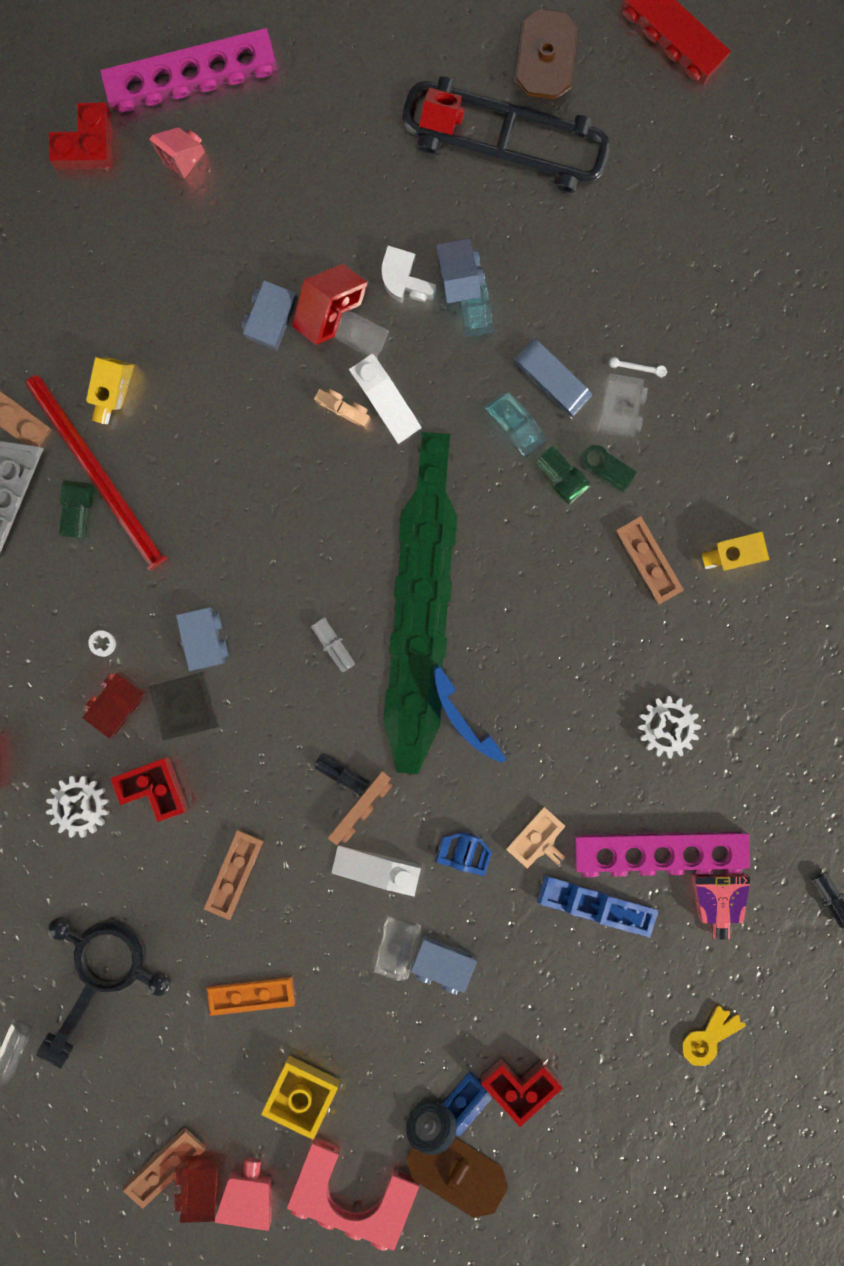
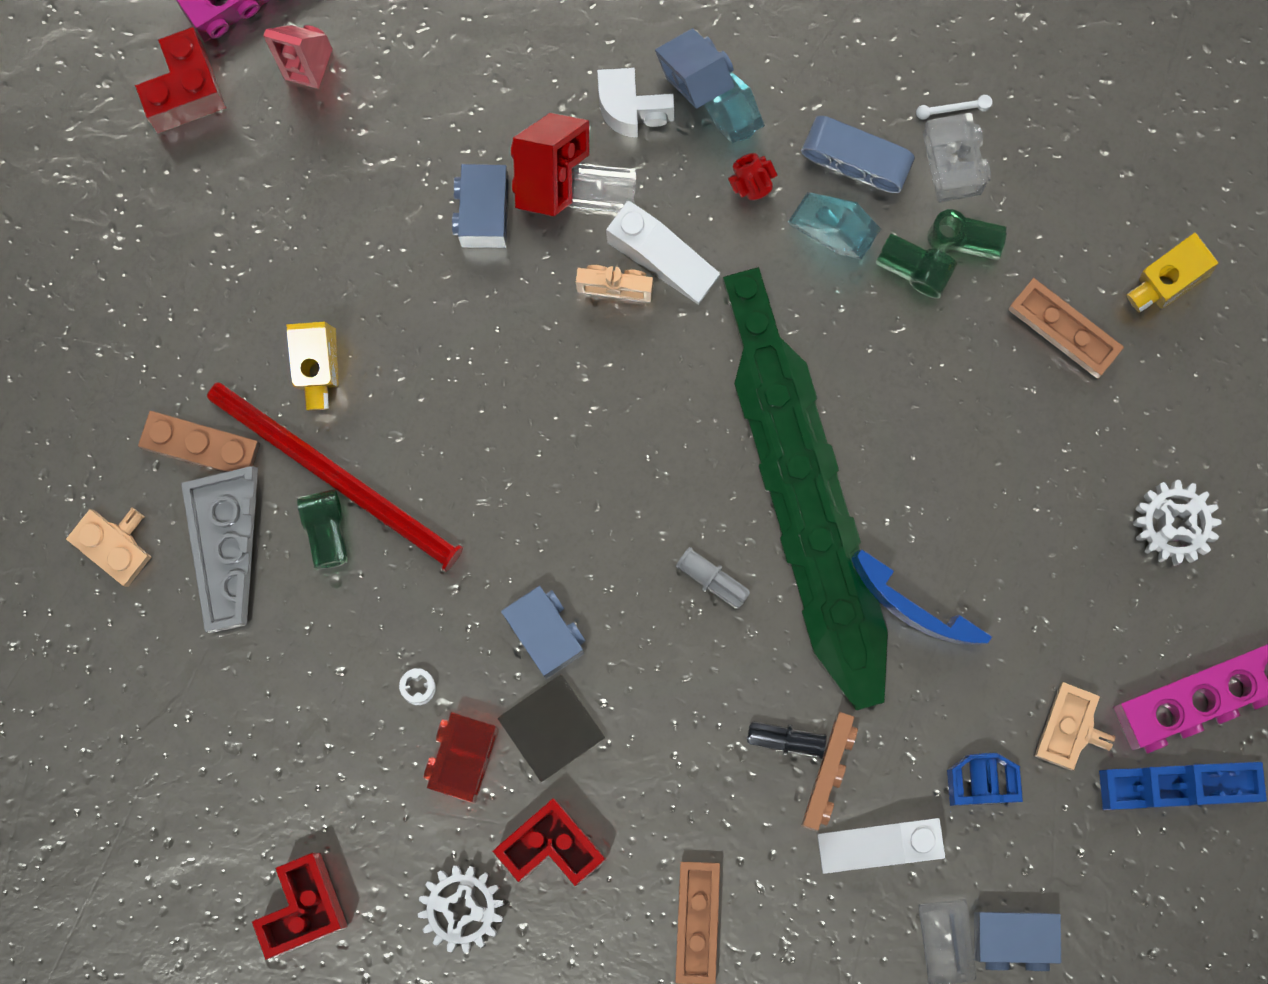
camera: 20 degrees left, 10 degrees down
(470, 366) = (752, 176): none -> red gear

